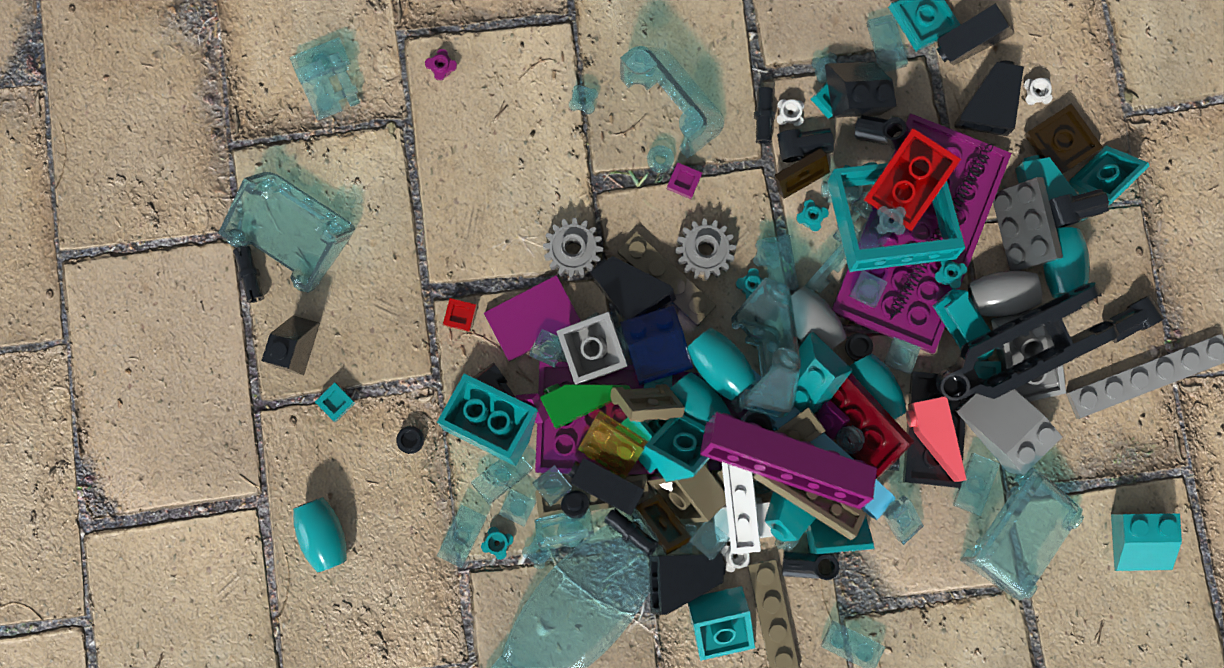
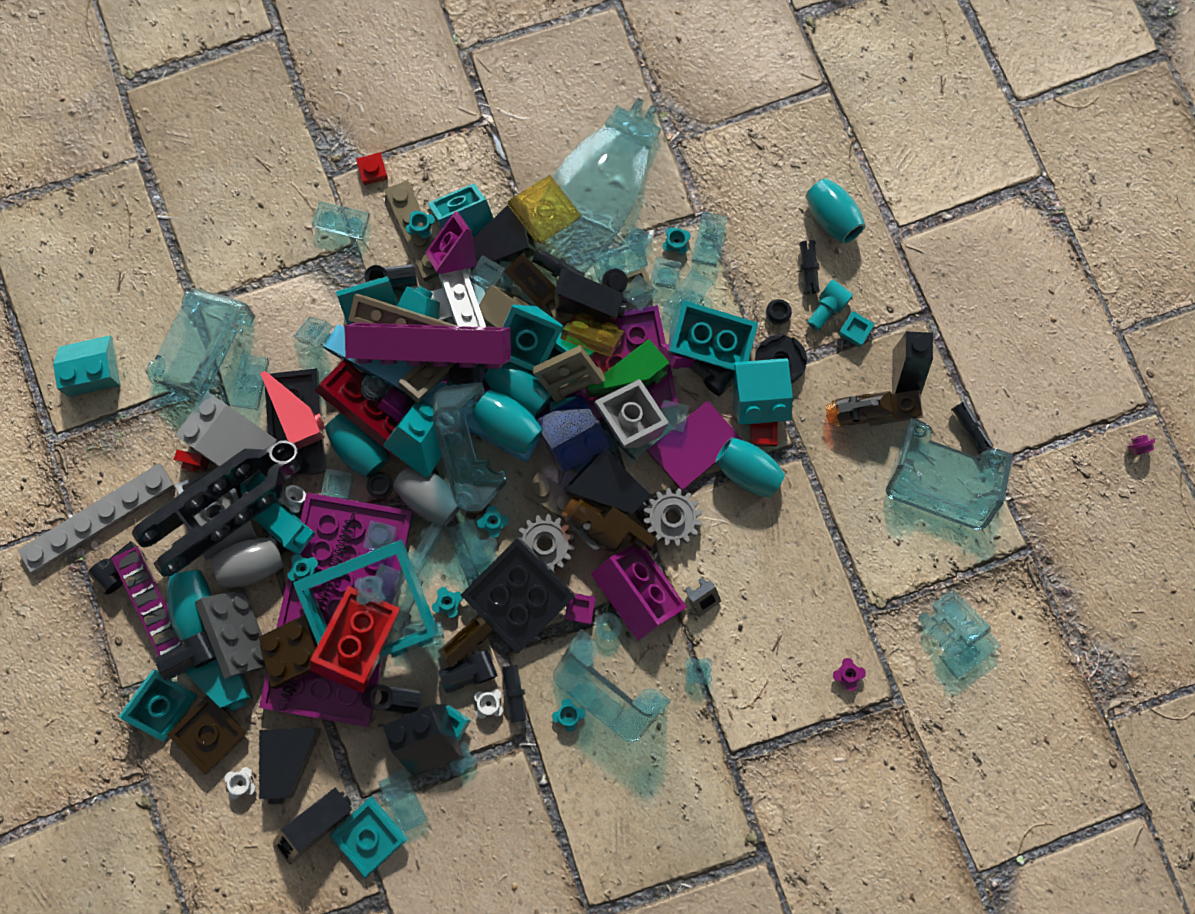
camera: 165 degrees right, 5 degrees down
(85, 218) = (1141, 444): none -> magenta plate
(341, 312) = (875, 408): none -> dark brown plate
(350, 439) = (832, 300): none -> teal pin
(364, 480) = (809, 267): none -> black pin
(412, 376) = (784, 347): none -> black plate
(451, 350) = (762, 391): none -> teal slope
(484, 278) = (750, 467): none -> teal piece
(562, 163) = (703, 597): none -> black tile
(623, 184) = (638, 591): none -> magenta slope
(633, 595) = (544, 209): none -> clear yellow tile
(643, 243) = (606, 531): none -> dark brown plate
(716, 78) = (576, 715): none -> teal plate
(742, 202) = (518, 595): none -> black plate
(742, 573) = (452, 247): none -> magenta slope
(776, 616) = (420, 217): none -> teal plate
(942, 354) = (297, 494): none -> white plate
(976, 192) = (288, 652): none -> dark brown plate
(1050, 410) = (190, 461): none -> red plate
(1109, 278) = (147, 599): none -> tile

